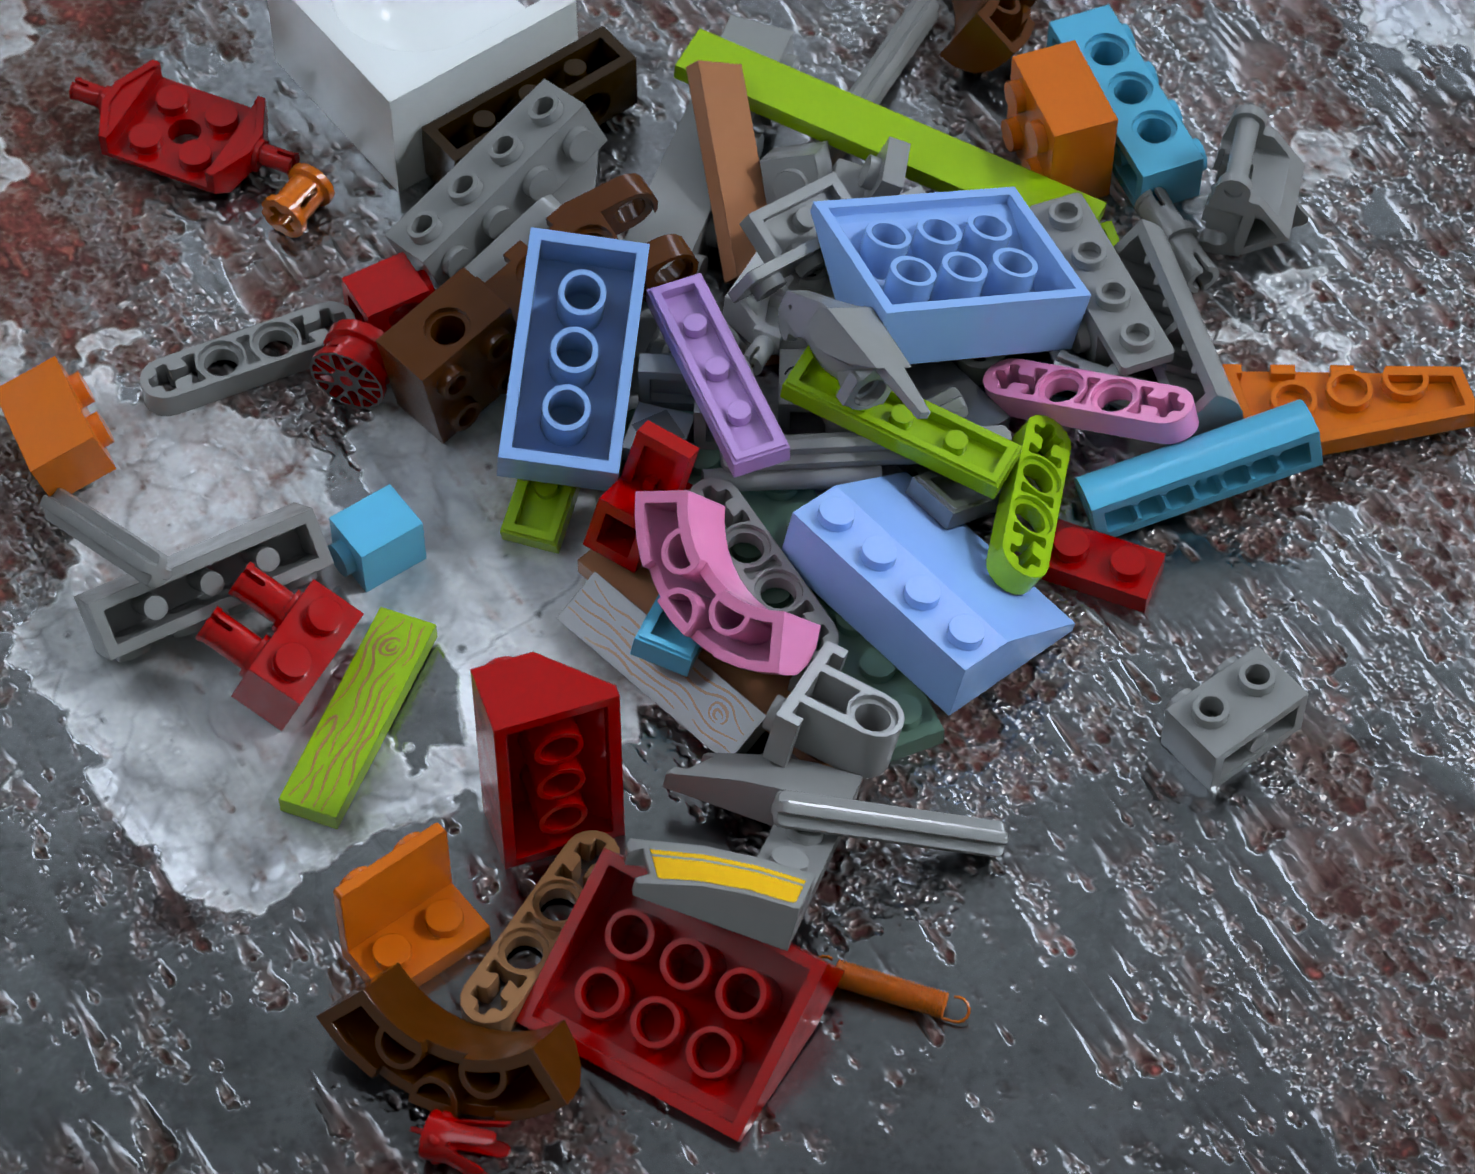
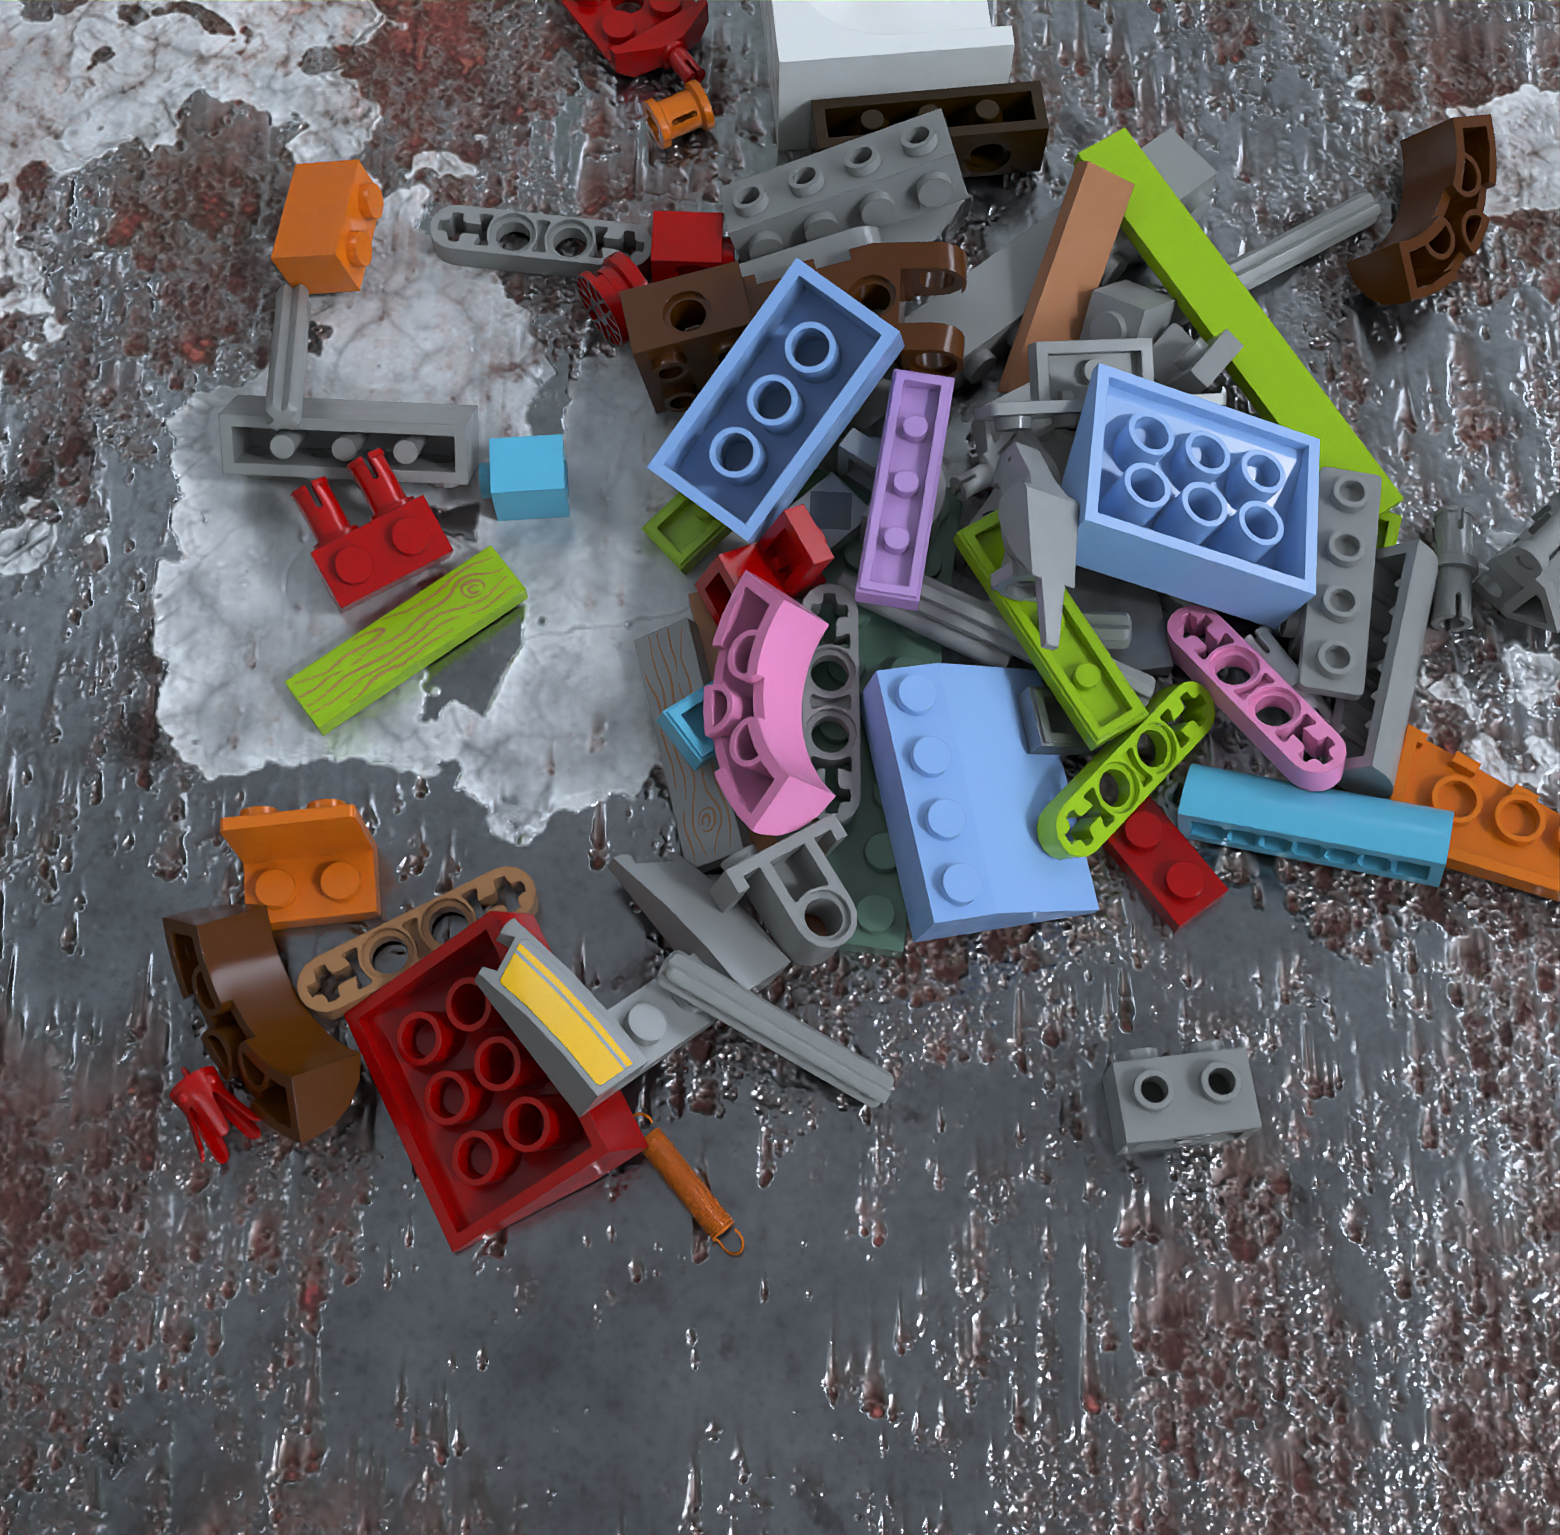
camera: 30 degrees right, 15 degrees up
(546, 754) = (475, 789): red slope -> none
(1060, 119) = (1411, 392): orange brick -> none
(1150, 136) = (1482, 326): medium azure brick -> none

